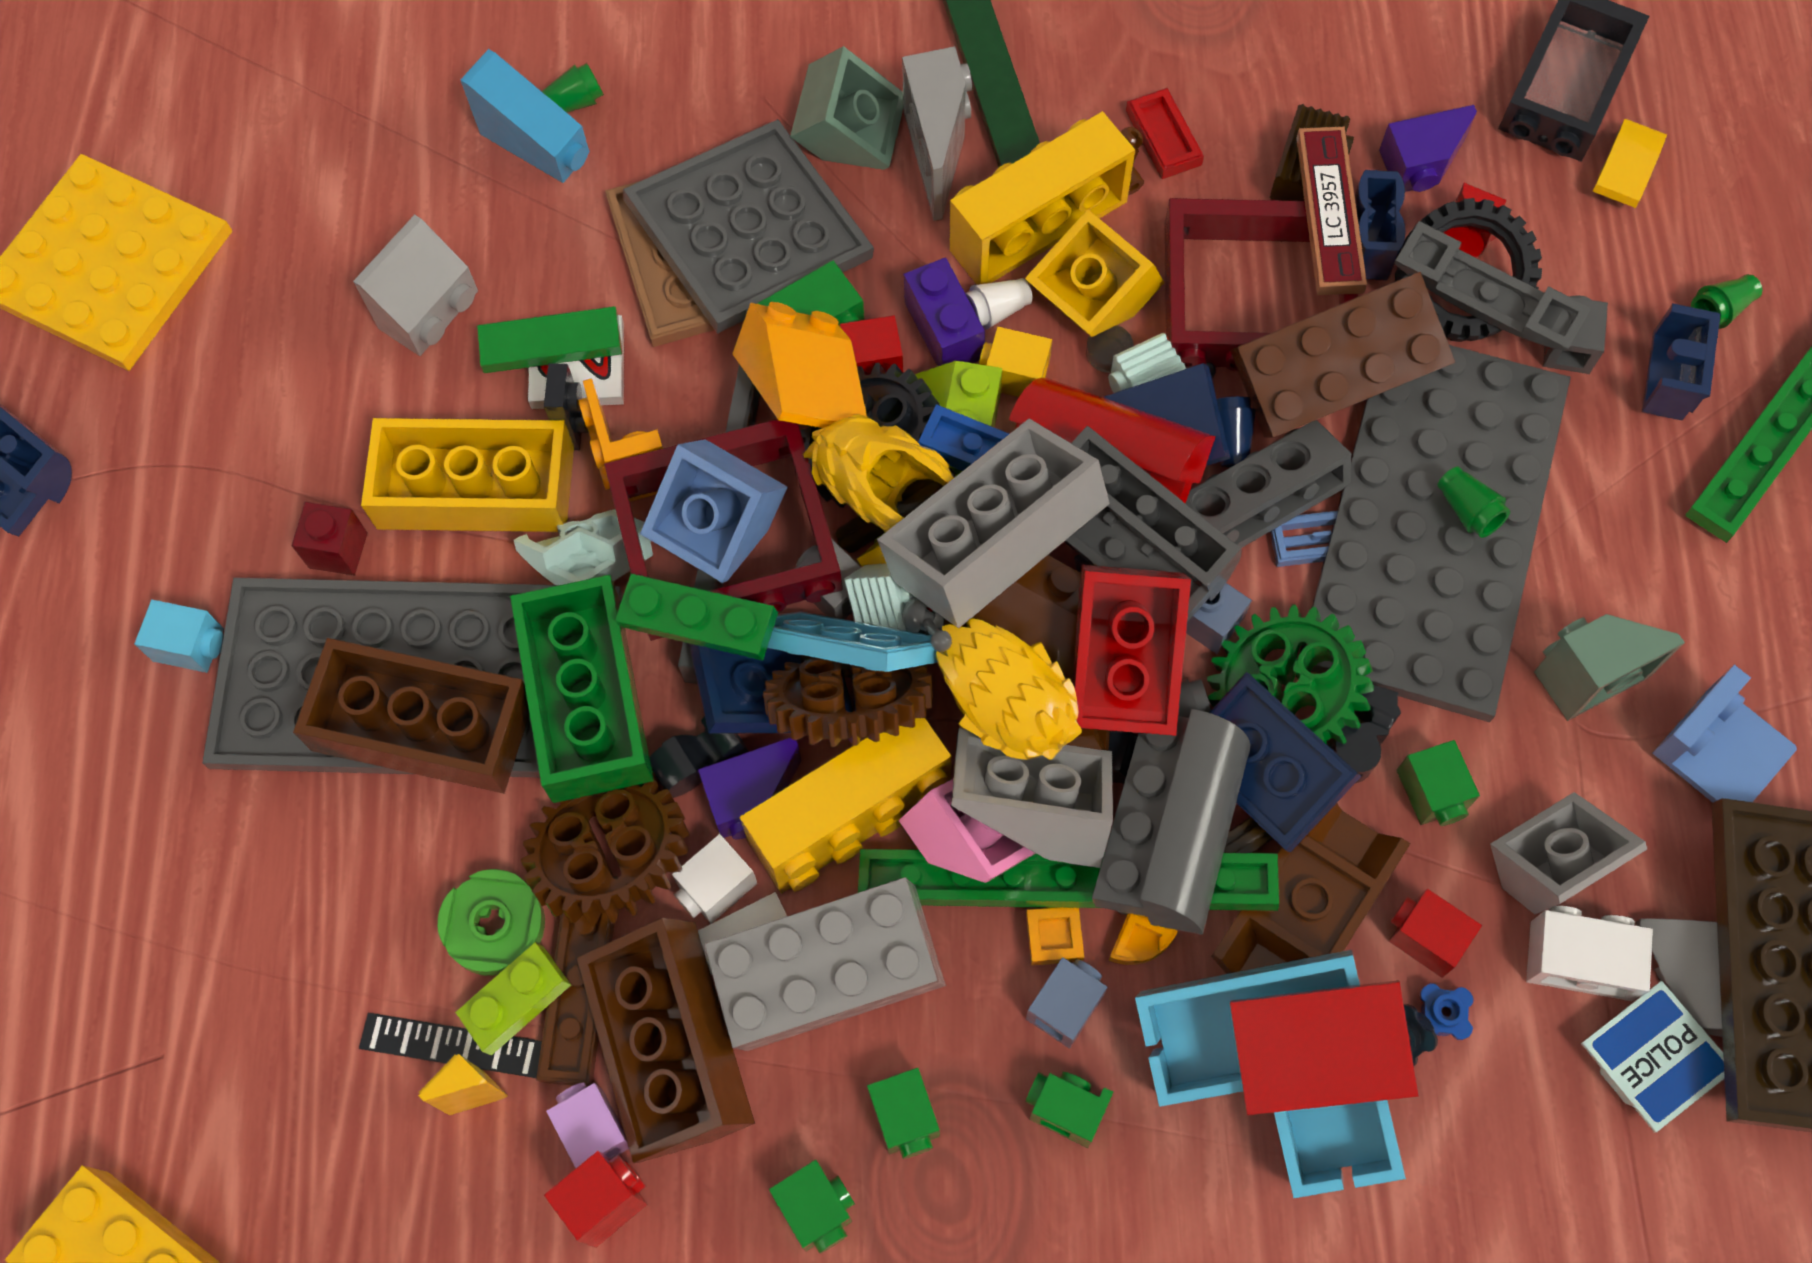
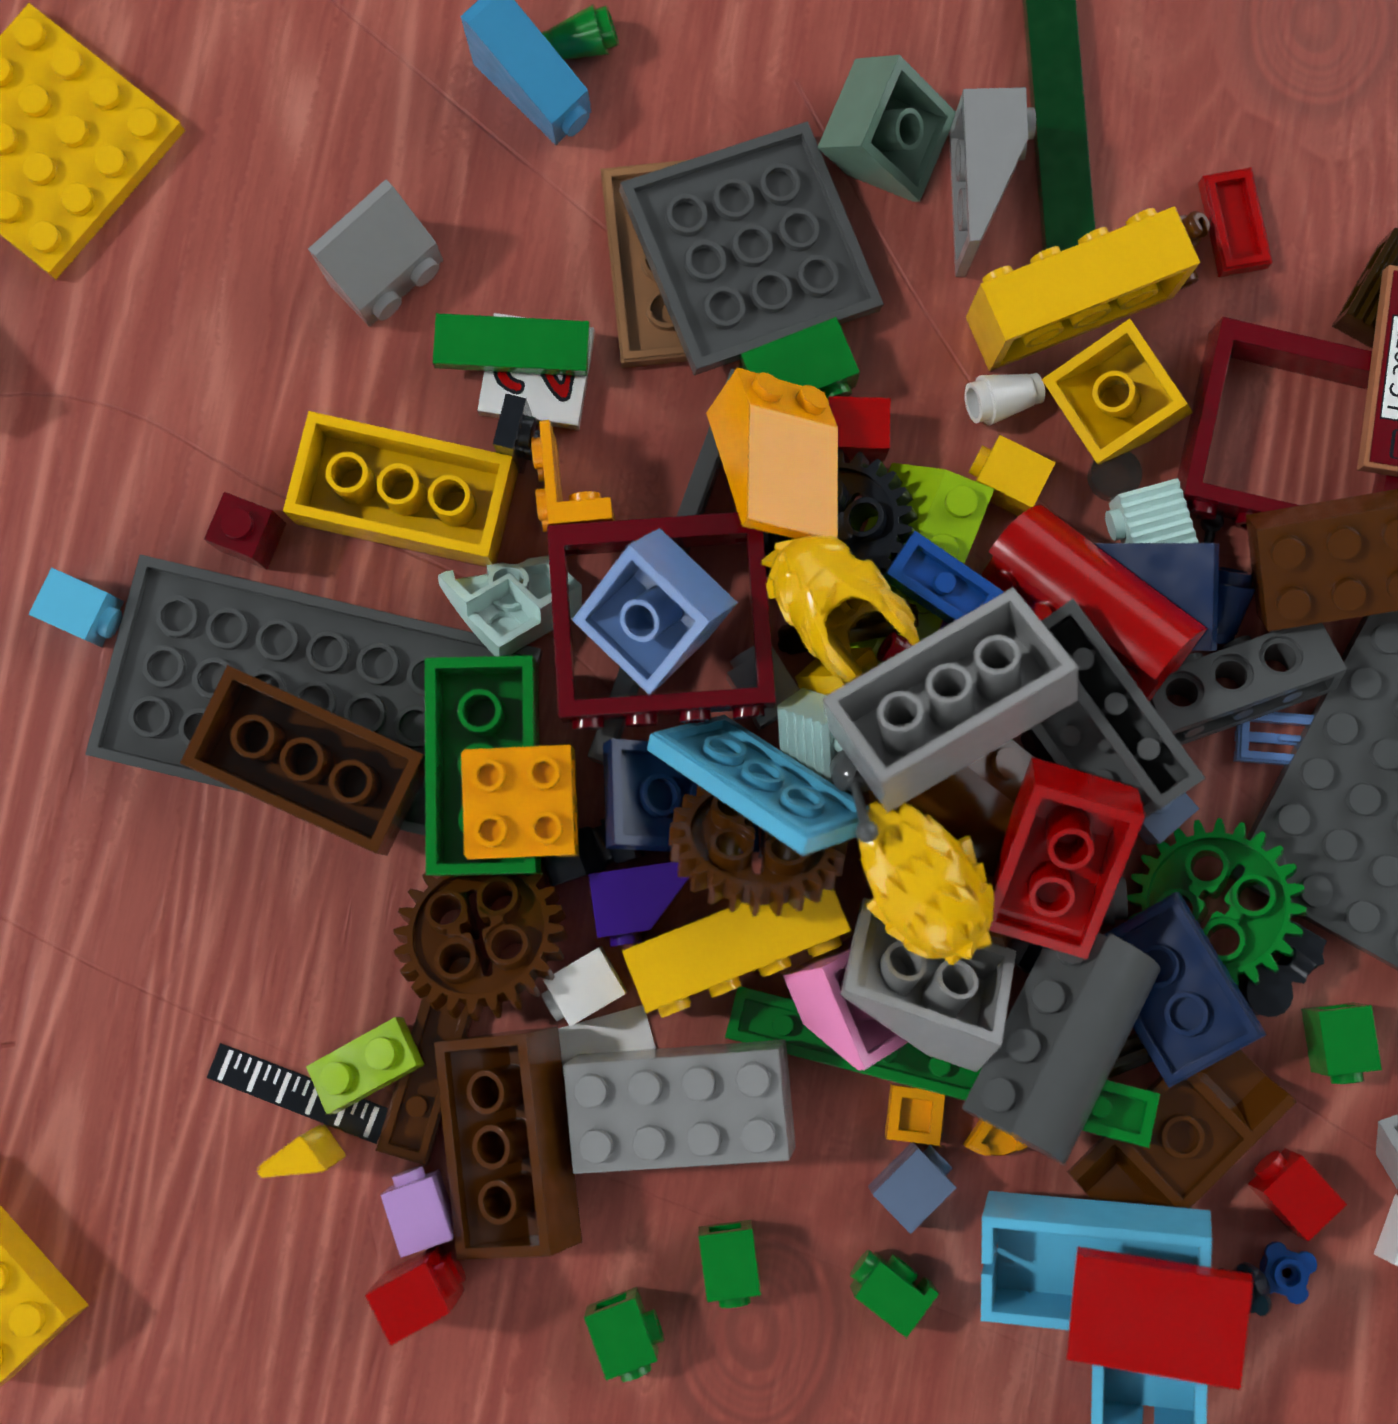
camera: 10 degrees right, 15 degrees up
(474, 900) = (328, 995): bright green plate -> none
(620, 704) = (520, 802): none -> light orange bracket
(697, 616) = (615, 728): green plate -> none
(943, 313) = (943, 404): dark purple brick -> none

